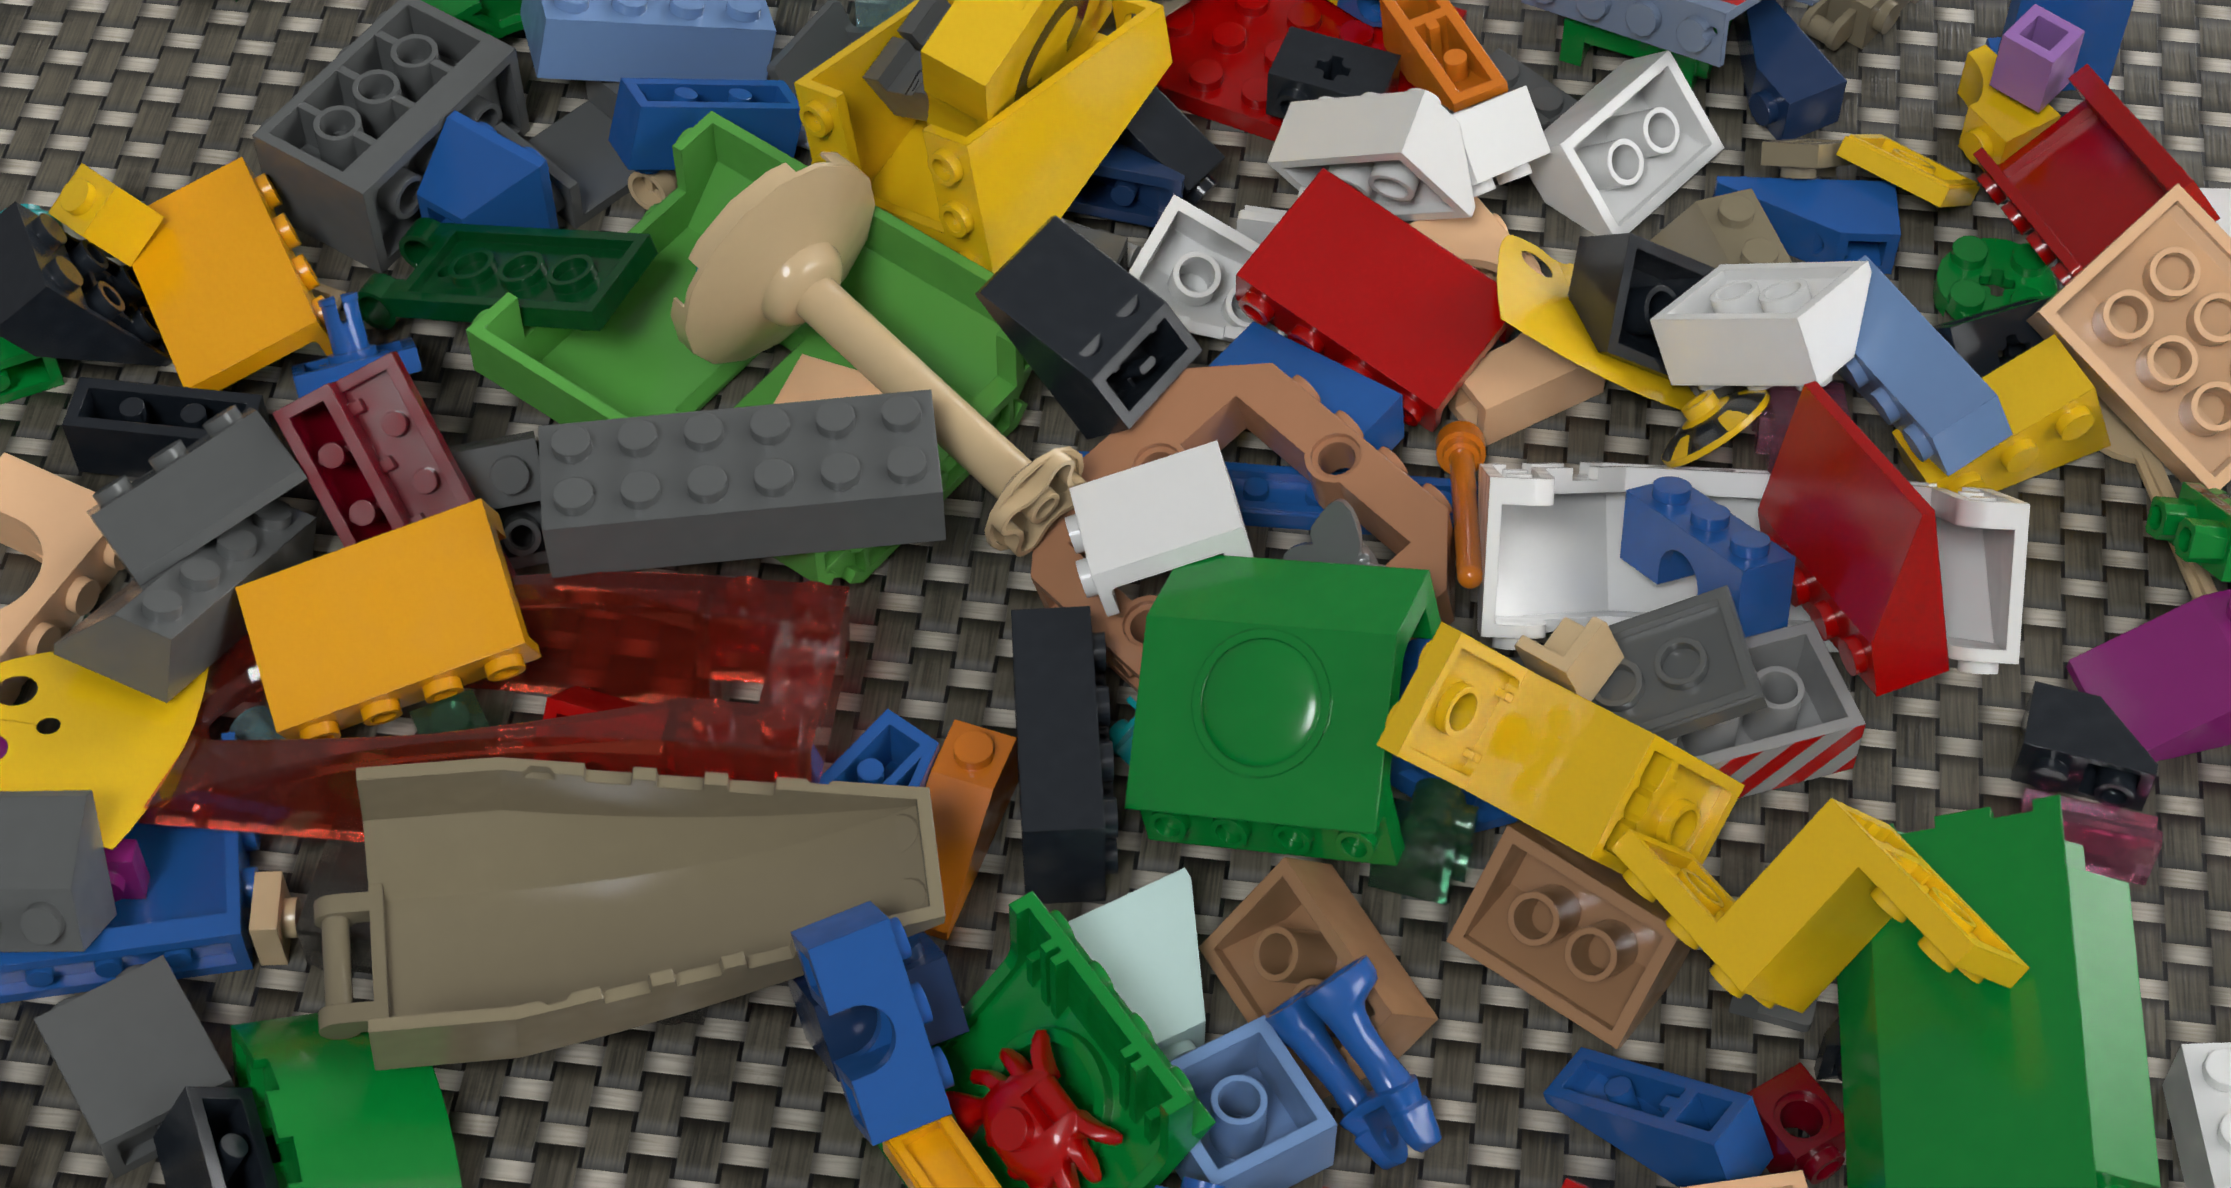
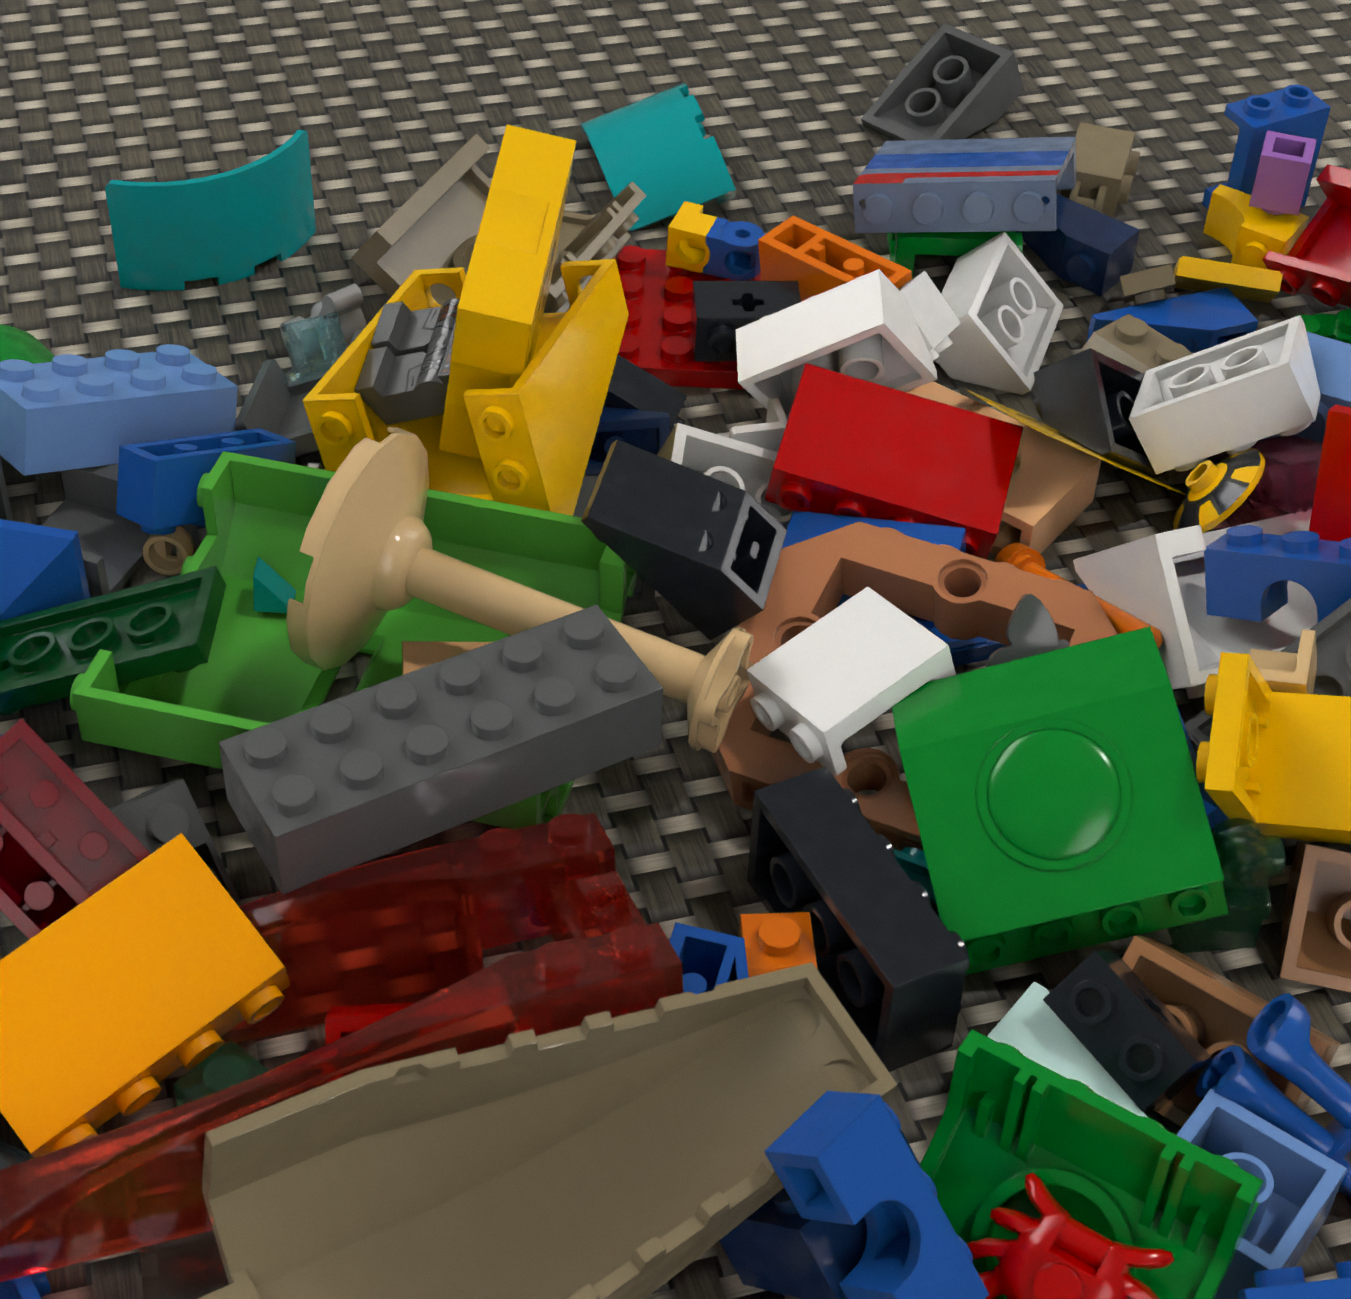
camera: 25 degrees left, 10 degrees down
(1233, 939) = (1127, 1030): none -> black brick

